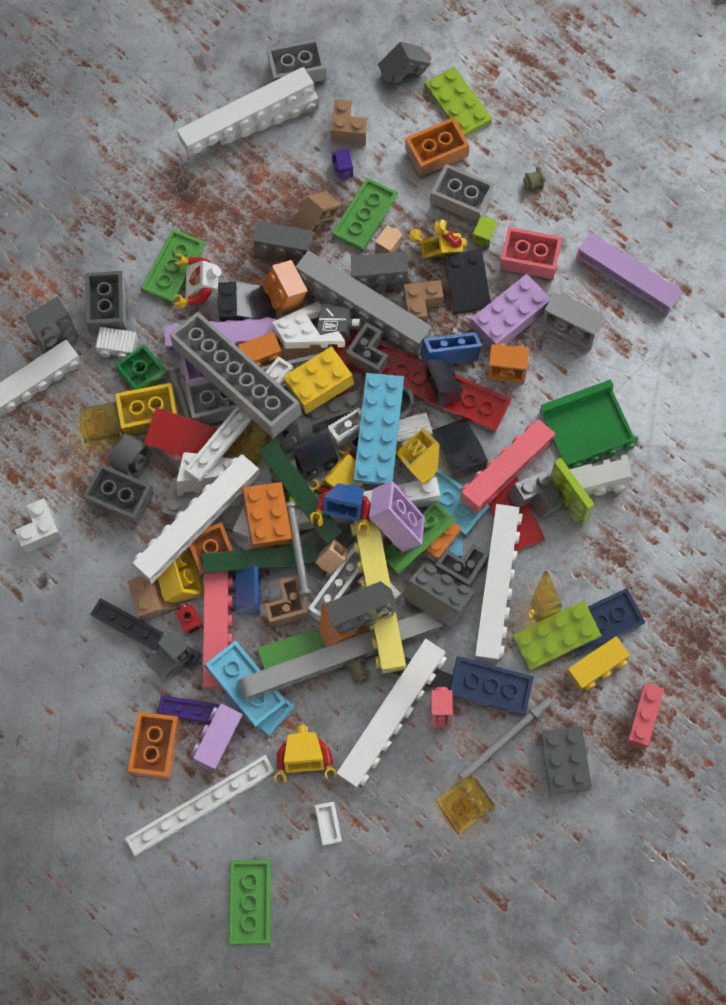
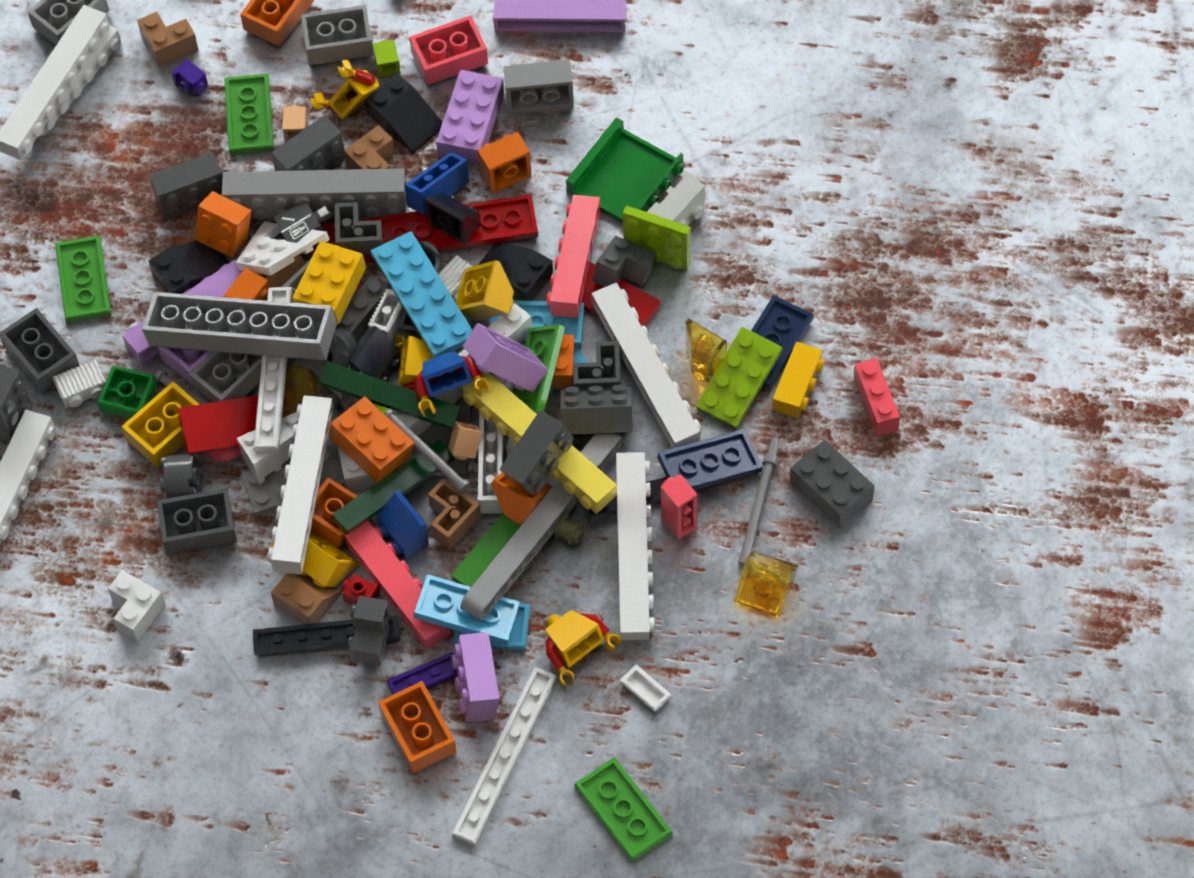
camera: 35 degrees left, 10 degrees down
(100, 423) = (123, 468): clear yellow slope -> none
(200, 280) = (125, 269): torso -> none
(314, 211) = (197, 136): medium nougat brick -> none

